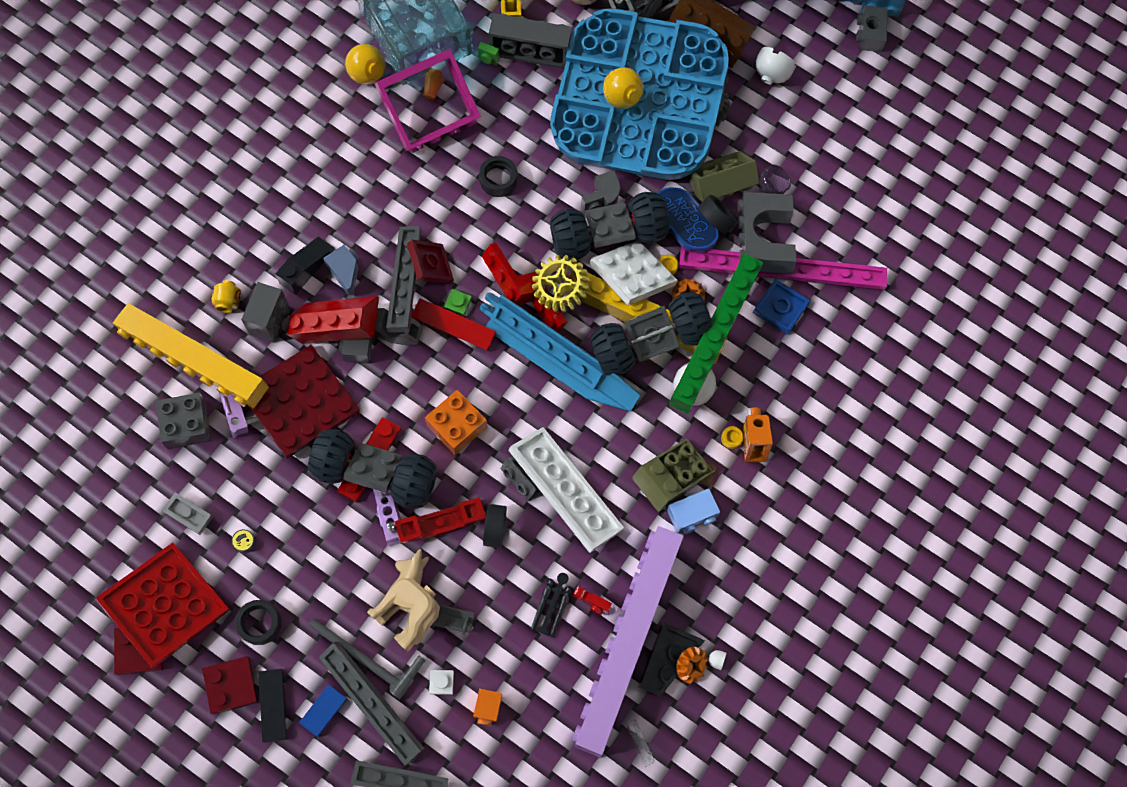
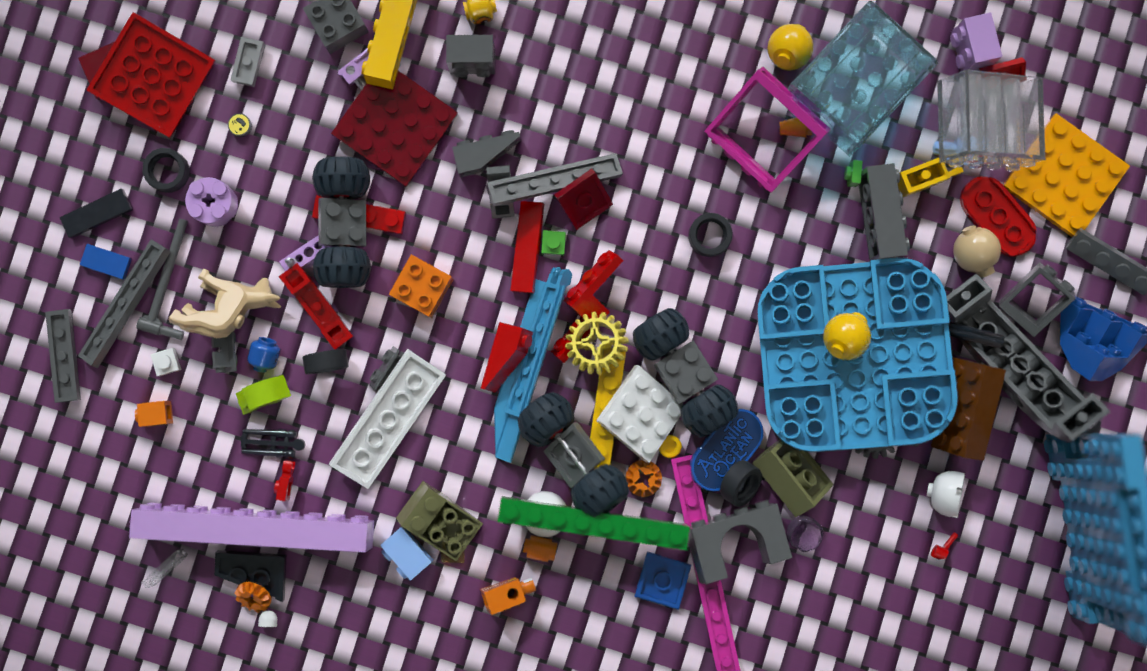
camera: 75 degrees right, 15 degrees up
(229, 685) = (102, 167): dark red plate -> none
(302, 574) = (202, 192): none -> lavender brick
(303, 265) = (541, 72): black slope -> none
(334, 320) = (486, 126): red slope -> none
(344, 267) = (549, 114): sand blue slope -> none
(467, 583) = (263, 354): none -> blue head
(504, 596) = (263, 394): none -> lime brick
(540, 365) = (507, 352): none -> red slope
(606, 193) = (727, 359): dark grey brick -> none
(724, 395) = (540, 548): none -> orange brick
(732, 437) = (500, 569): yellow tile -> none
(819, 90) = (942, 552): none -> red hand
(872, 28) = (1054, 592): dark grey brick -> none

